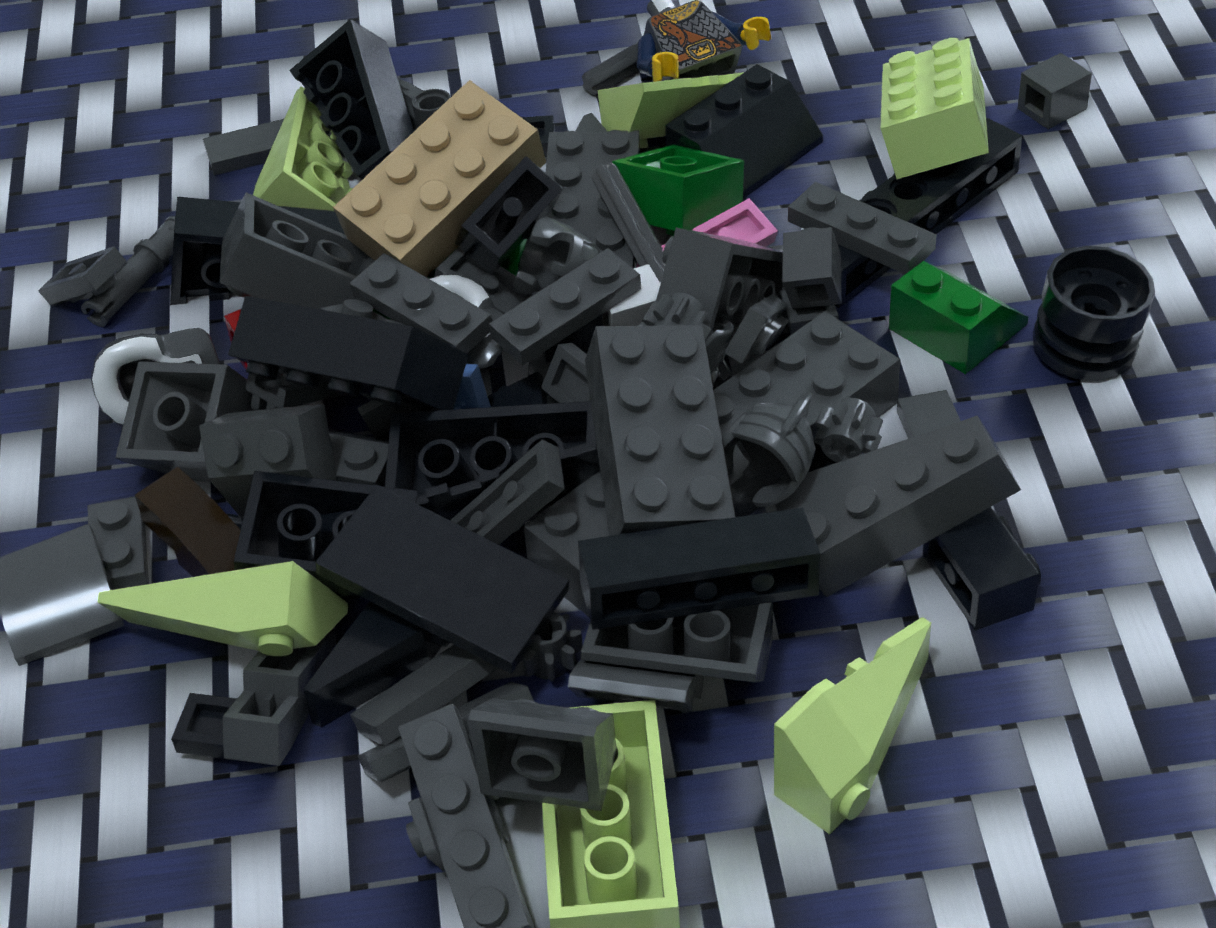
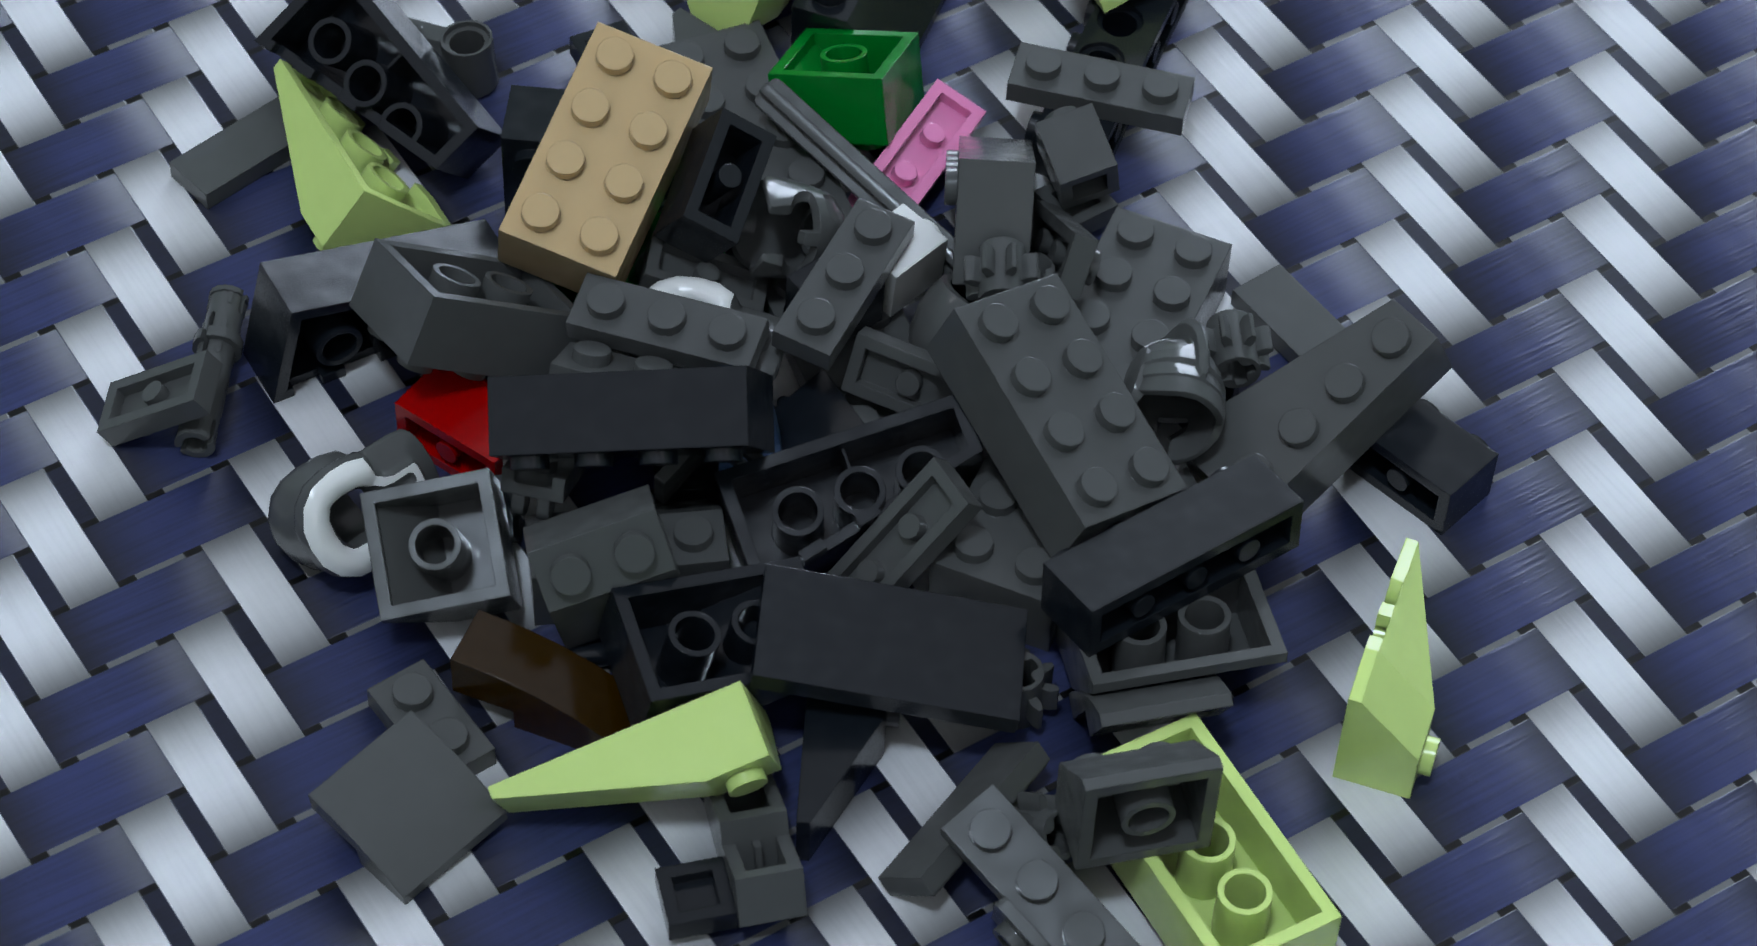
camera: 30 degrees left, 5 degrees up
(420, 693) = (910, 787): dark grey hinge -> none
(950, 317) = (1238, 173): green slope -> none
(1092, 312) = (1403, 130): black wheel -> none

